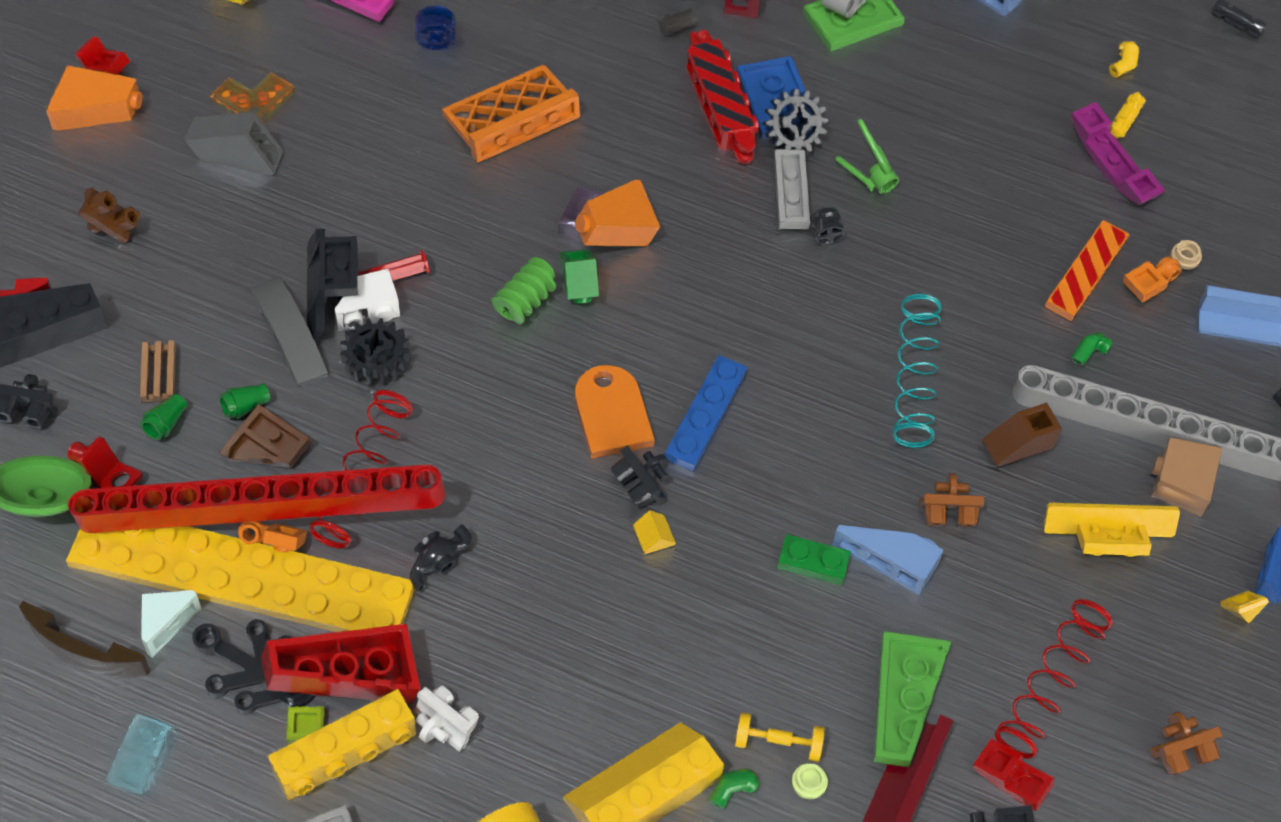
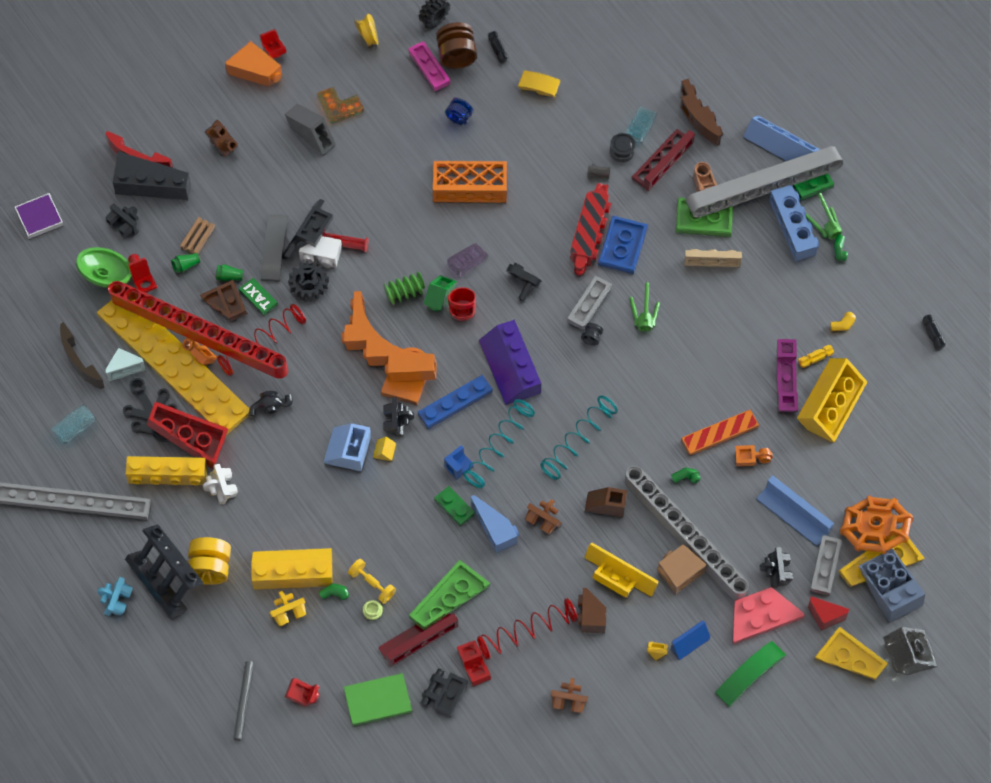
camera: 35 degrees right, 5 degrees up
(303, 722) = (157, 449): lime tile -> none
(311, 411) = (258, 296): none -> green tile
(596, 395) = (399, 363): none -> orange arch
(602, 555) = (348, 446): none -> light blue slope
(618, 218) = (479, 271): orange slope -> none
(628, 265) = (462, 303): none -> red helmet
(692, 196) = (531, 281): none -> black piece
(747, 318) = (510, 362): none -> dark purple slope
(775, 496) = (457, 462): none -> blue panel
(796, 110) = (609, 262): gear -> none
(829, 509) = (476, 476): none -> teal piece
(907, 57) = (712, 258): none -> tan plate
(1124, 599) = (593, 613): none -> reddish brown slope
(1189, 249) = (785, 449): tan plate -> none
(1191, 156) = (832, 399): none -> yellow slope

